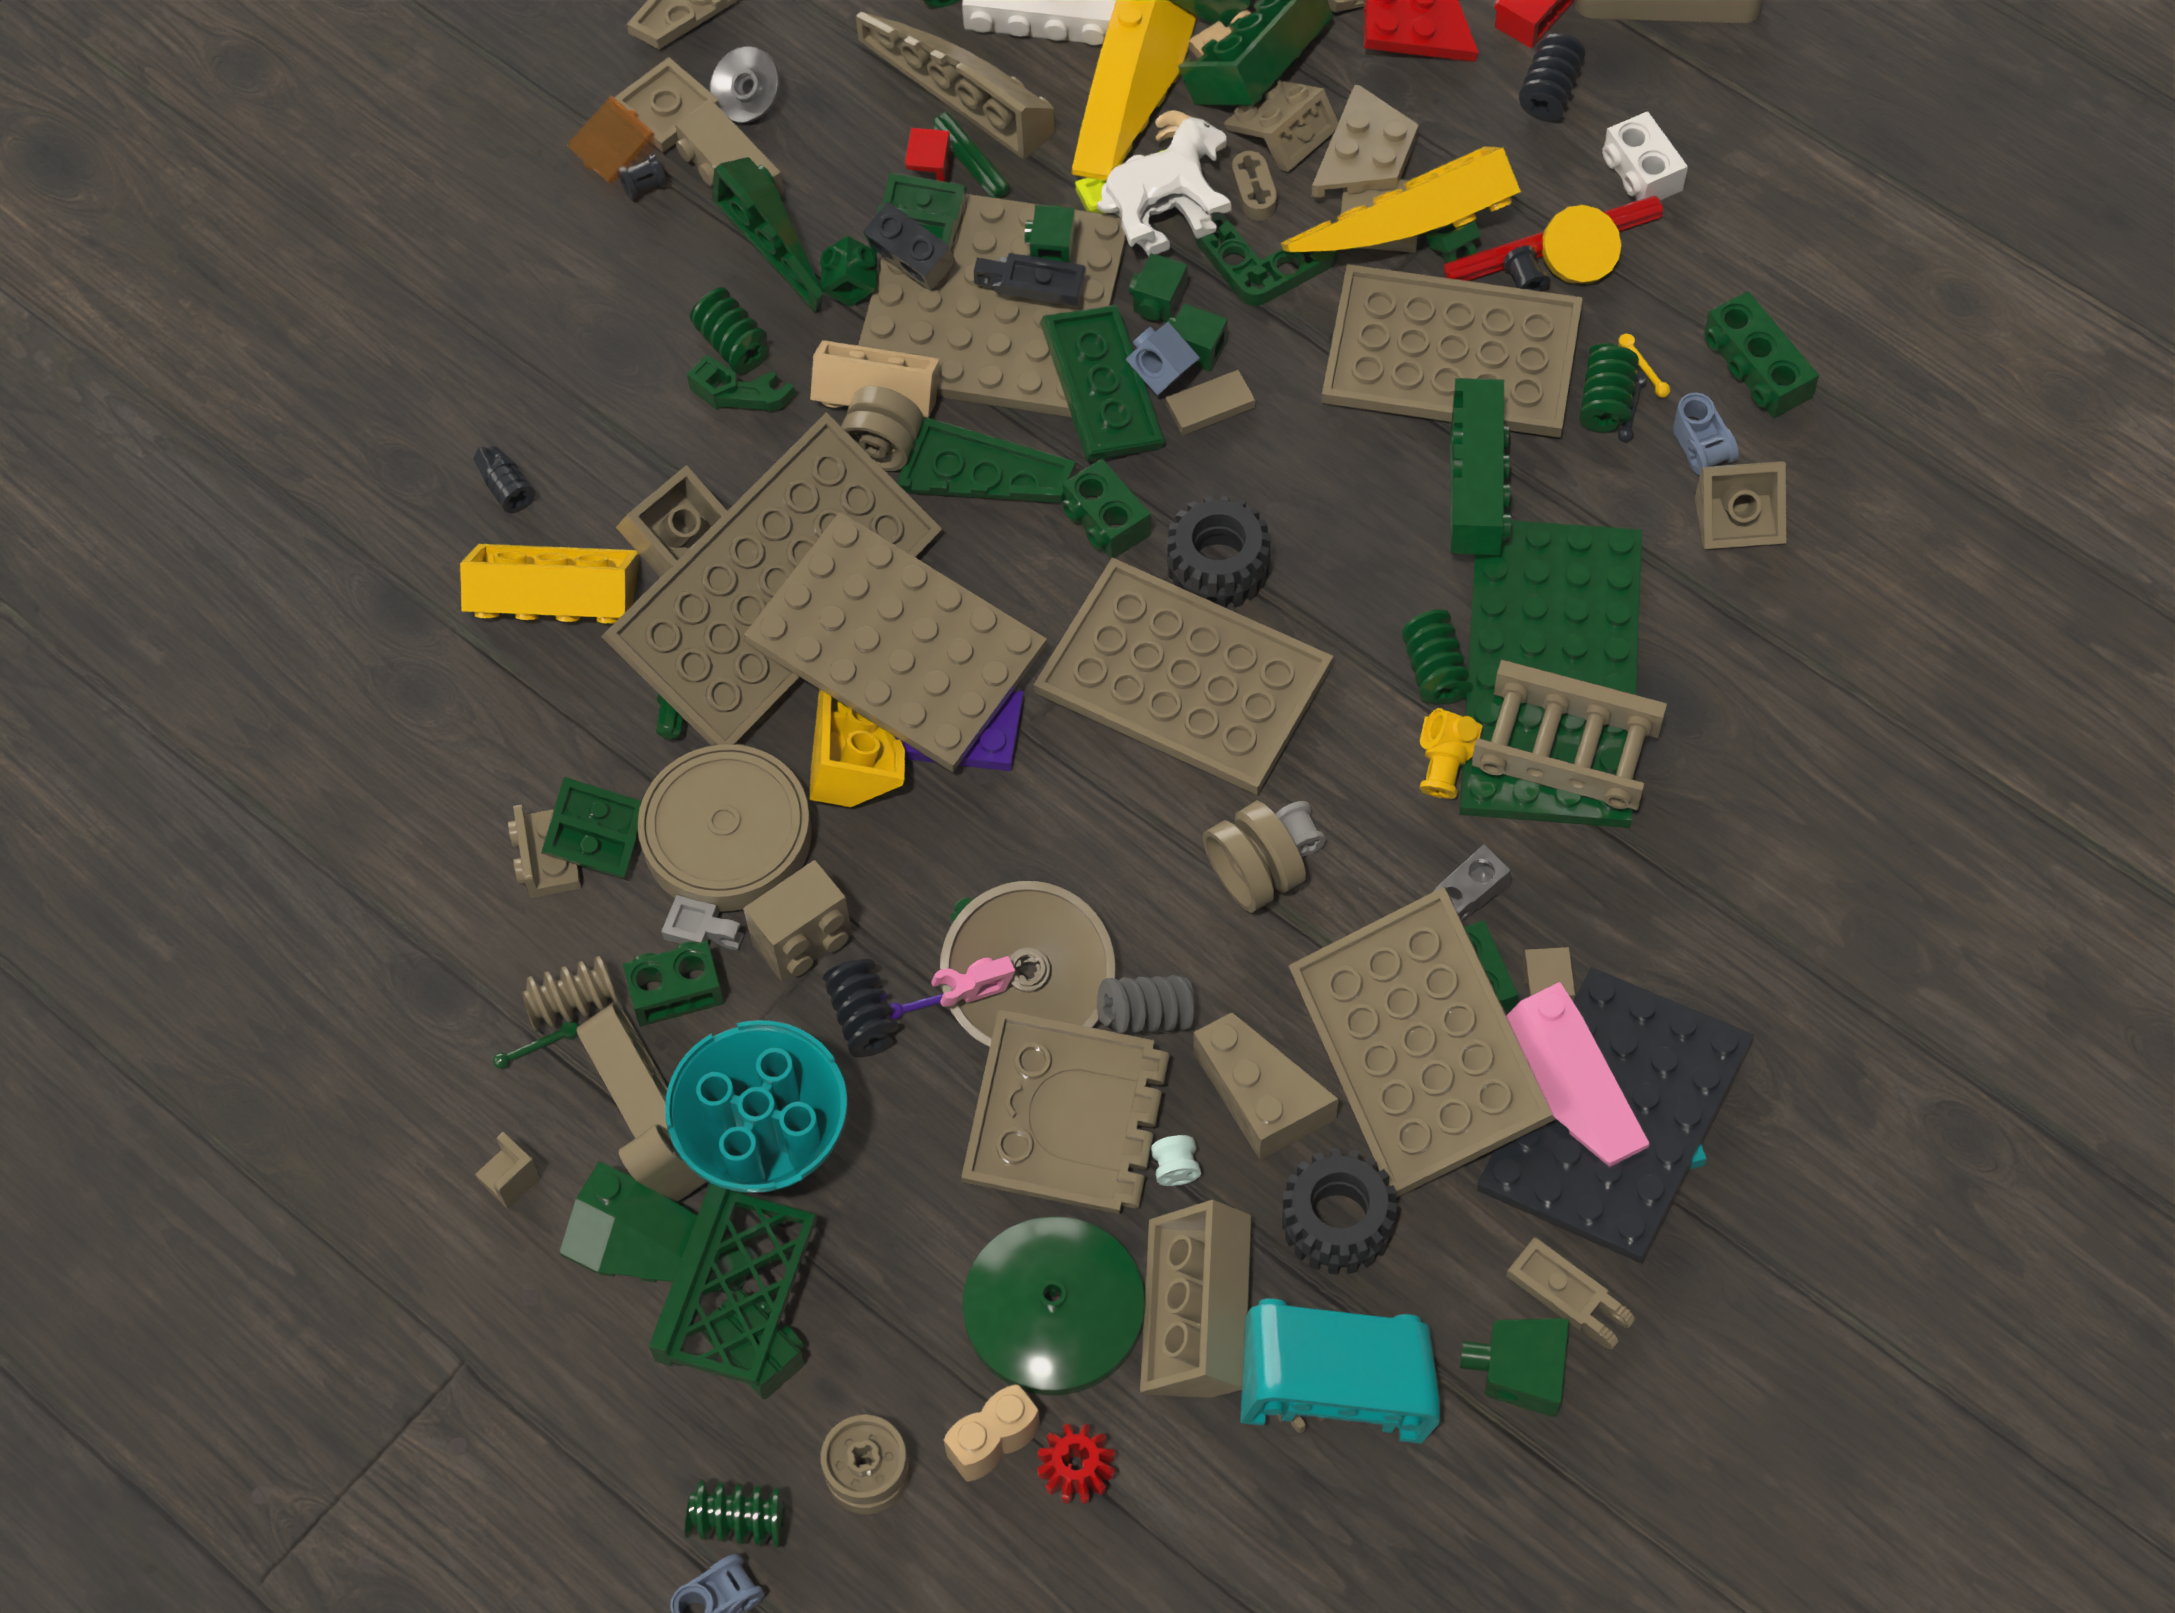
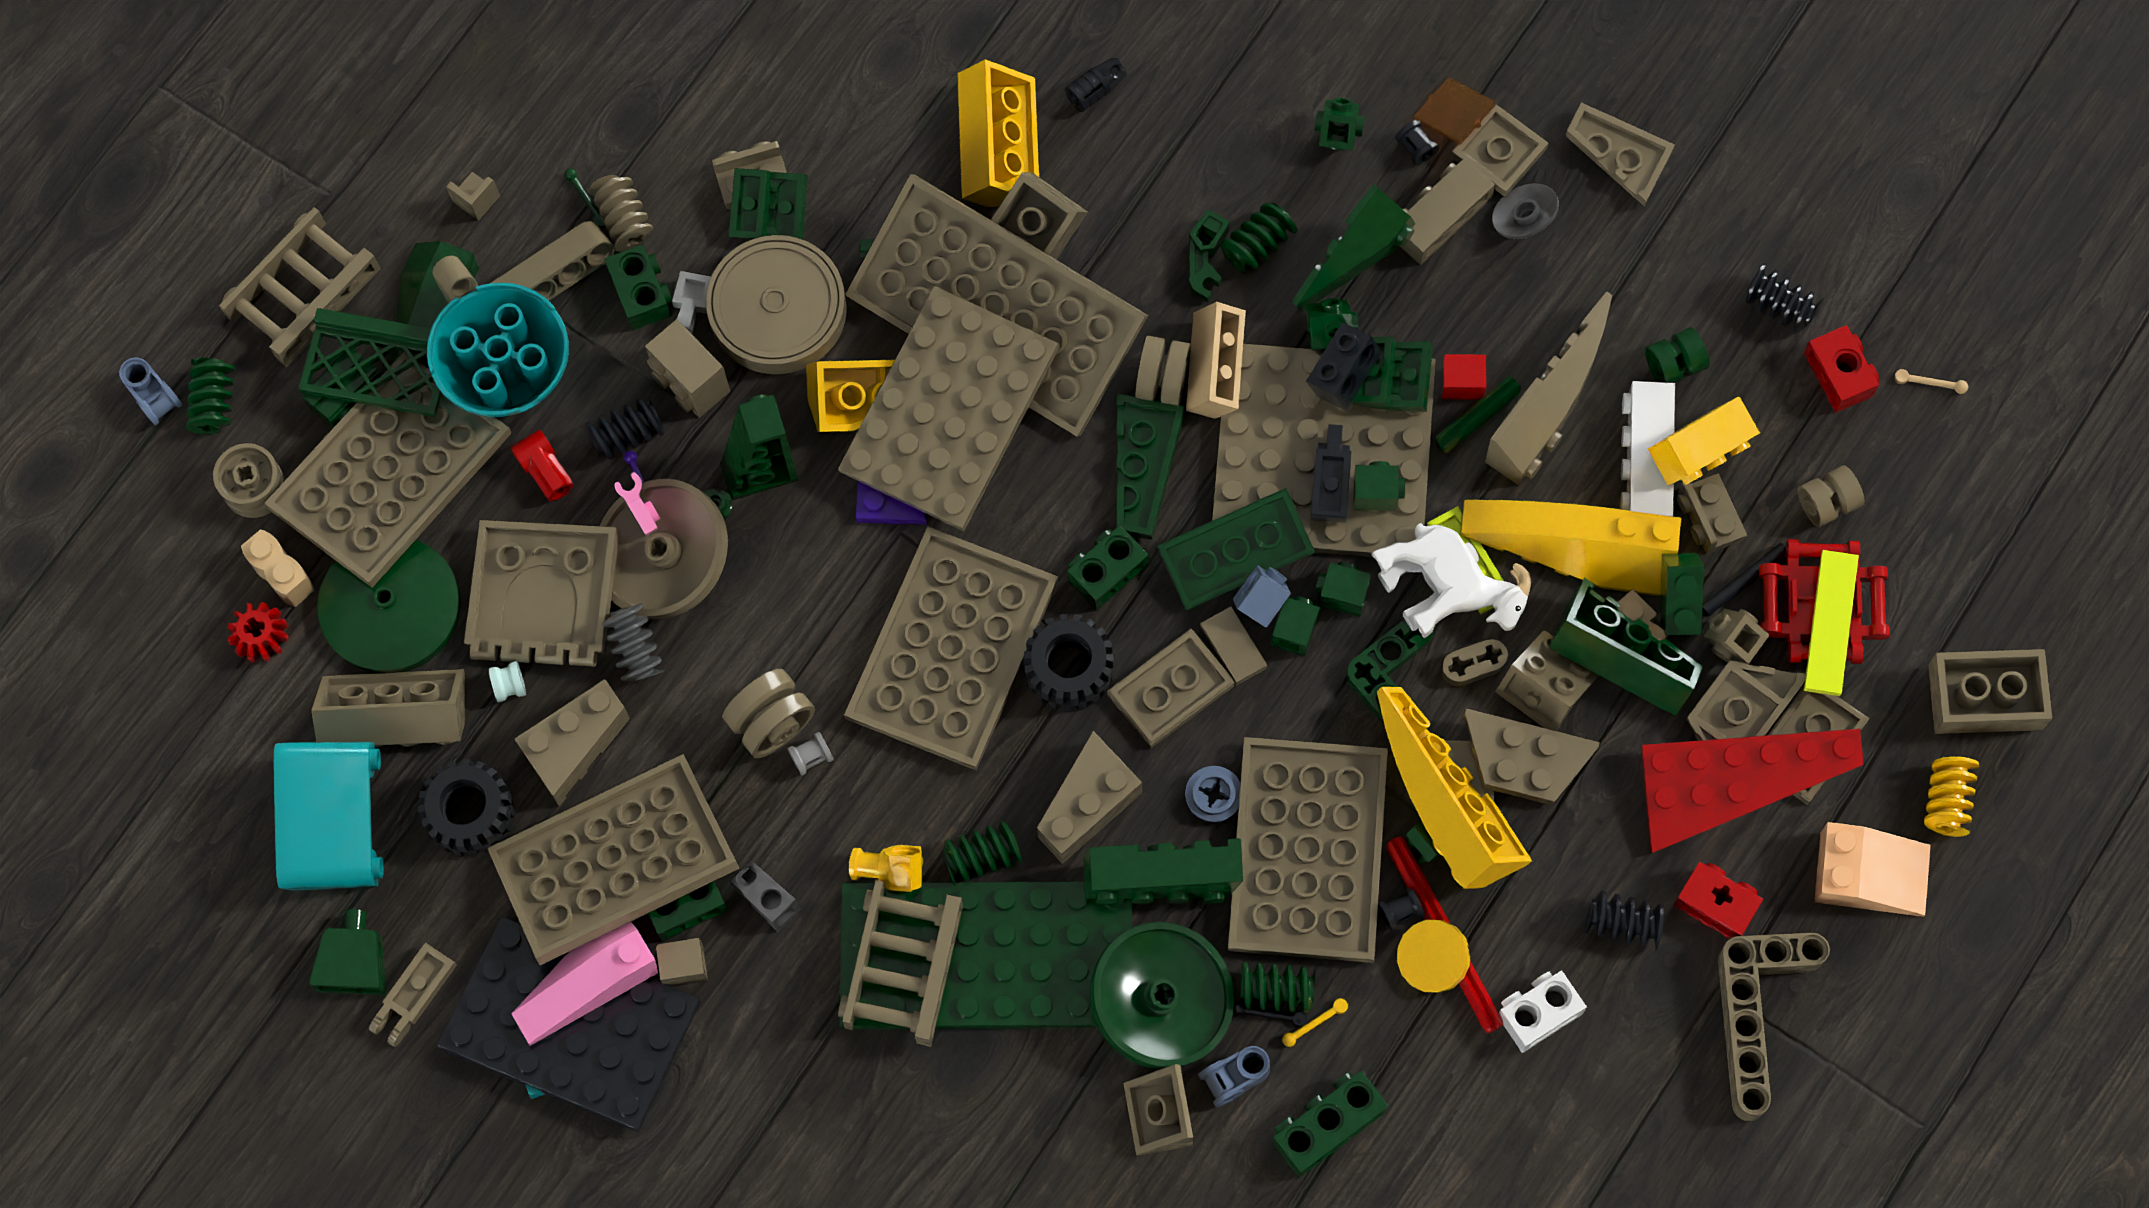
camera: 85 degrees right, 10 degrees up
(608, 239) = (1339, 124): none -> dark green brick
(613, 1351) = (333, 294): none -> dark tan fence
(882, 1113) = (539, 460): none -> red piece
(887, 1287) = (384, 476): none -> dark tan plate
(923, 830) = (757, 450): none -> dark green wedge
(1253, 464) = (1171, 688): none -> dark tan tile
(1372, 422) = (1205, 780): none -> sand blue gear
(1382, 546) = (1088, 799): none -> dark tan wedge
(1616, 490) = (1186, 977): none -> dark green dish

